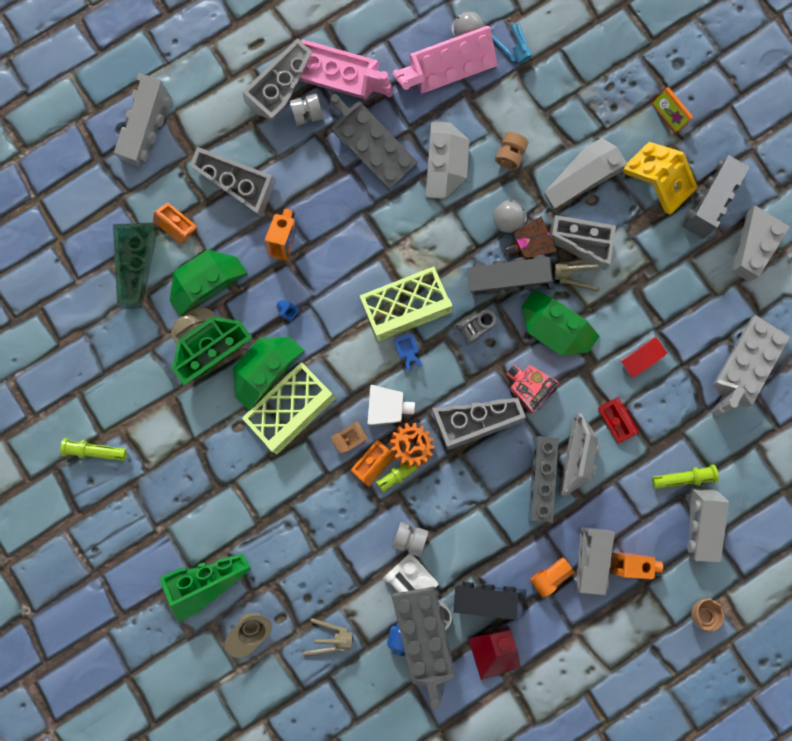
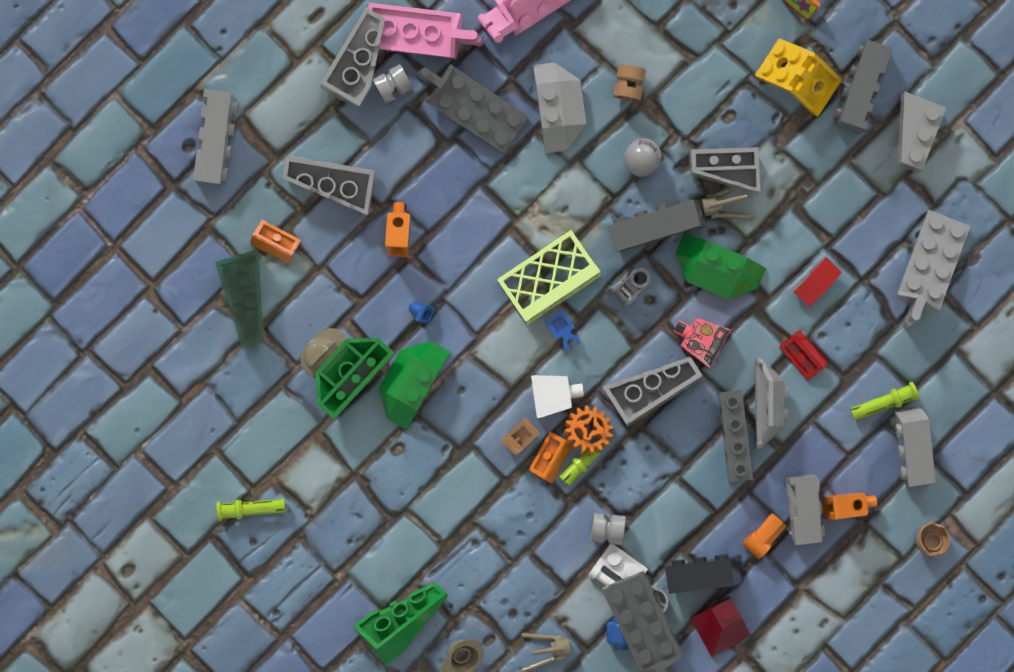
camera: 15 degrees left, 5 degrees up
(203, 279) = (322, 298): green wedge -> none
(296, 423) = (463, 429): yellowish green fence -> none
(531, 241) = (671, 181): reddish brown torso -> none
(590, 168) = (718, 83): light grey wedge -> none

